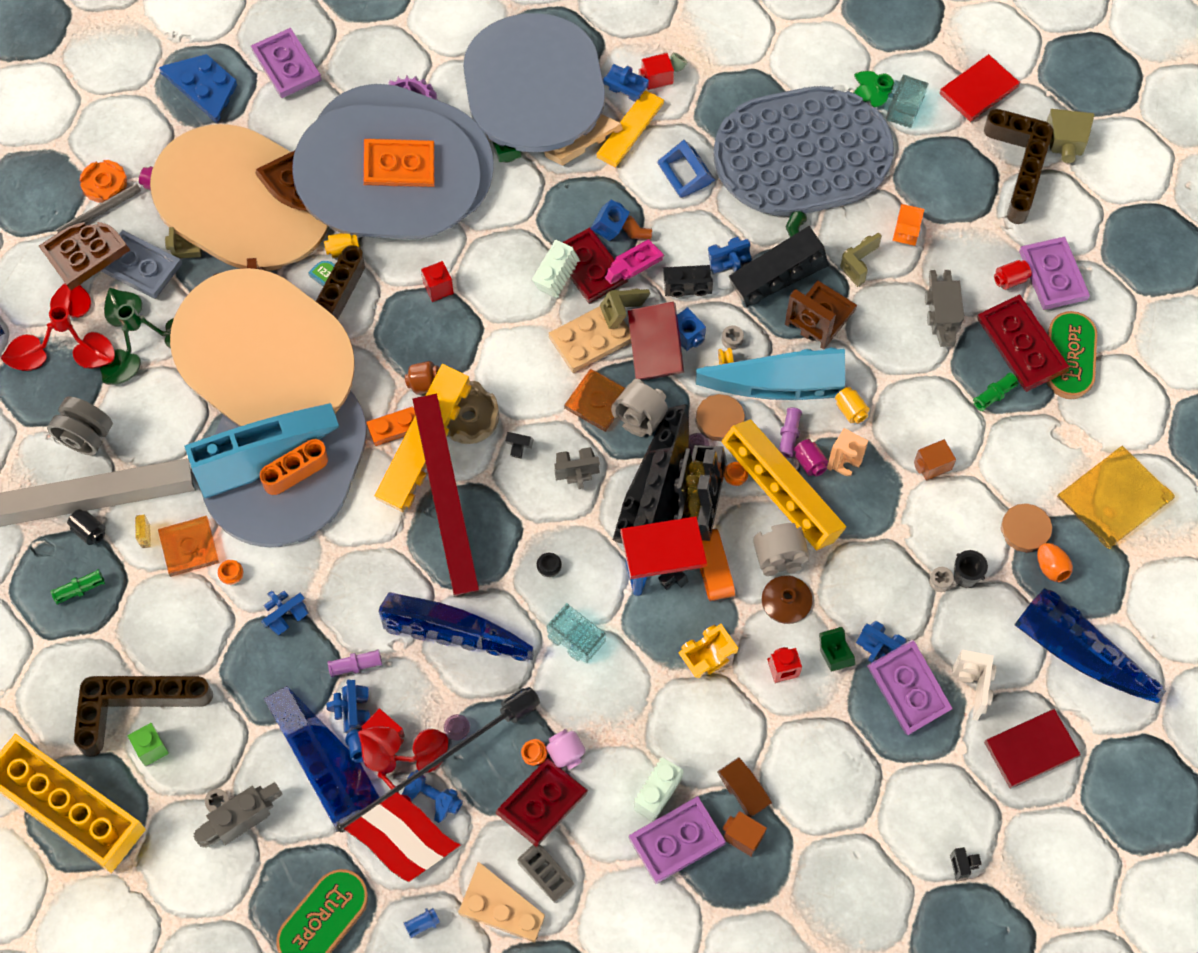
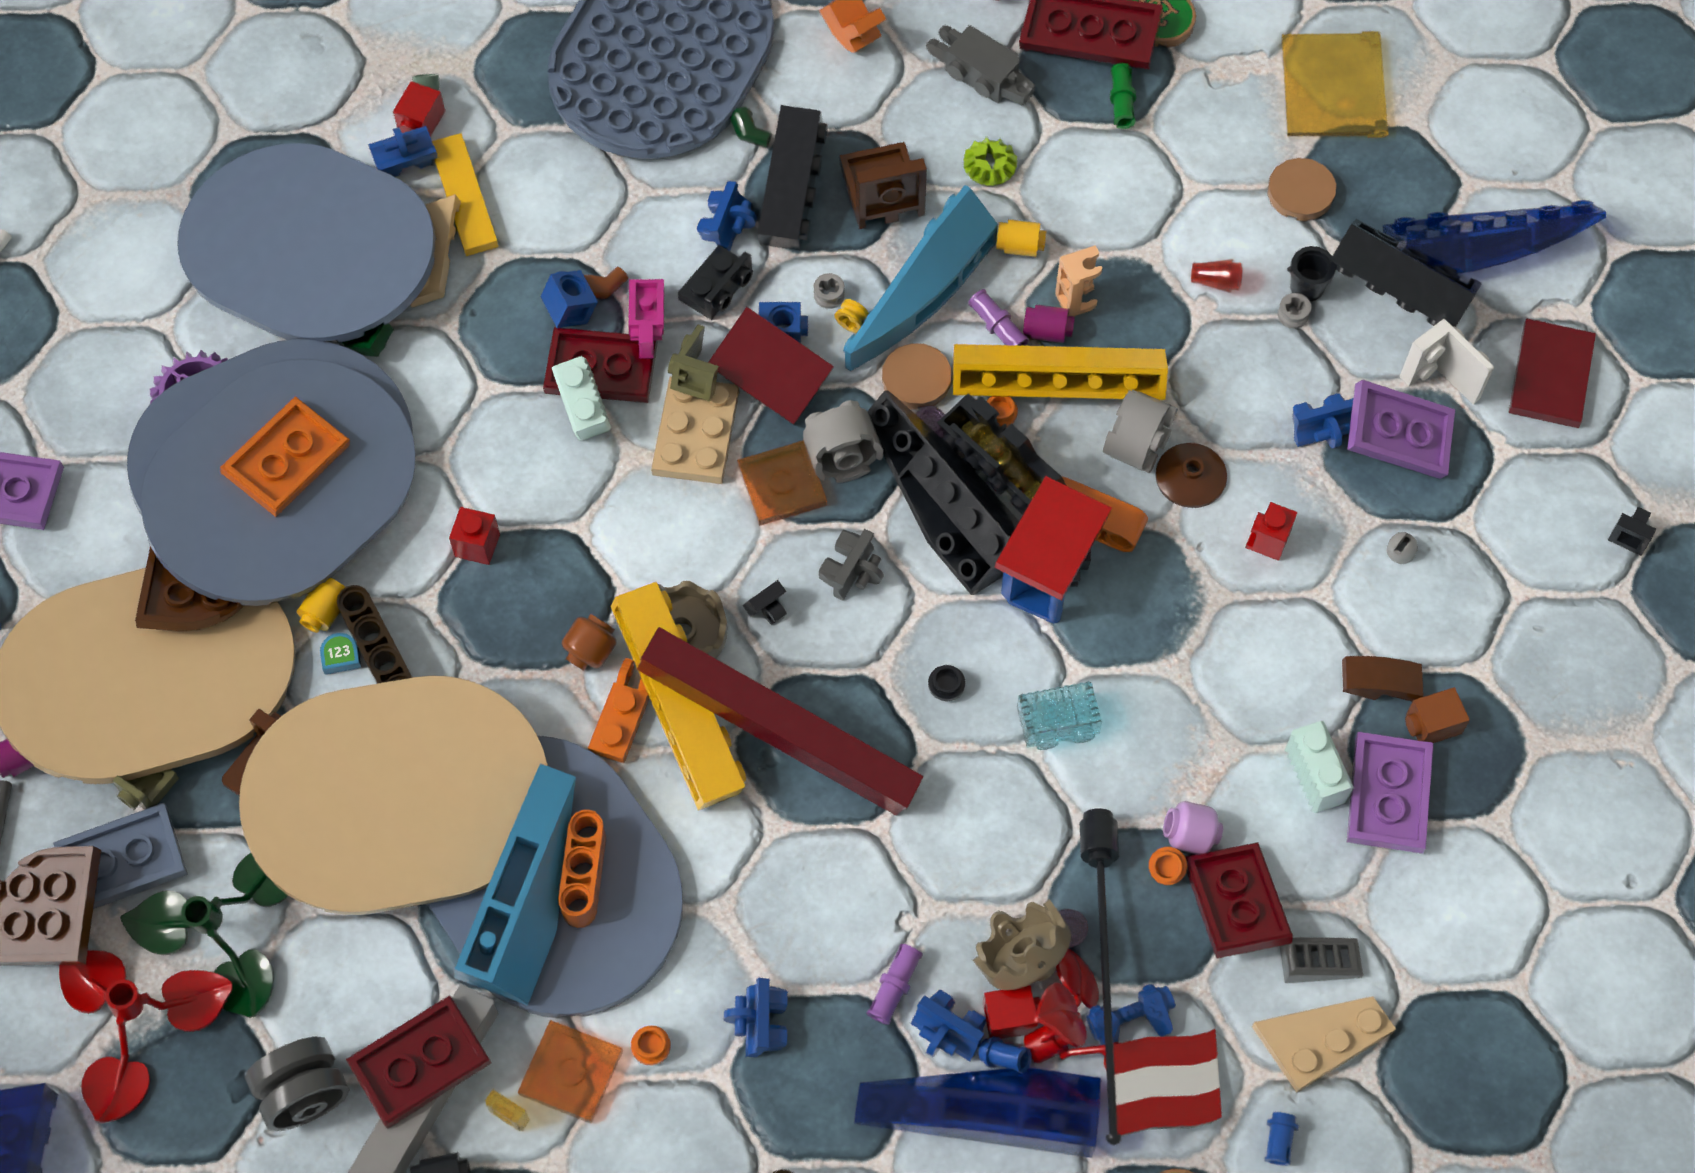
camera: 50 degrees left, 0 degrees up
(131, 470) = (418, 1061): none -> dark red tile
(418, 711) = (1026, 950): none -> dark tan plate
(449, 625) = (936, 843): clear blue wedge -> none
(703, 178) = (552, 157): blue tile -> none
(709, 652) = (1195, 592): yellow cylinder -> none
(835, 649) = (1296, 470): dark green bracket -> none
(839, 747) = (1408, 552): none -> light grey hinge
(851, 262) = (850, 111): olive bracket -> none
(888, 366) = (979, 169): none -> lime gear
(926, 523) = (1221, 274): none -> clear red cone
(934, 460) = (1154, 210): dark orange brick -> none
(1009, 619) = (1404, 274): none -> black wedge
(1054, 562) = (1365, 192): orange animal -> none

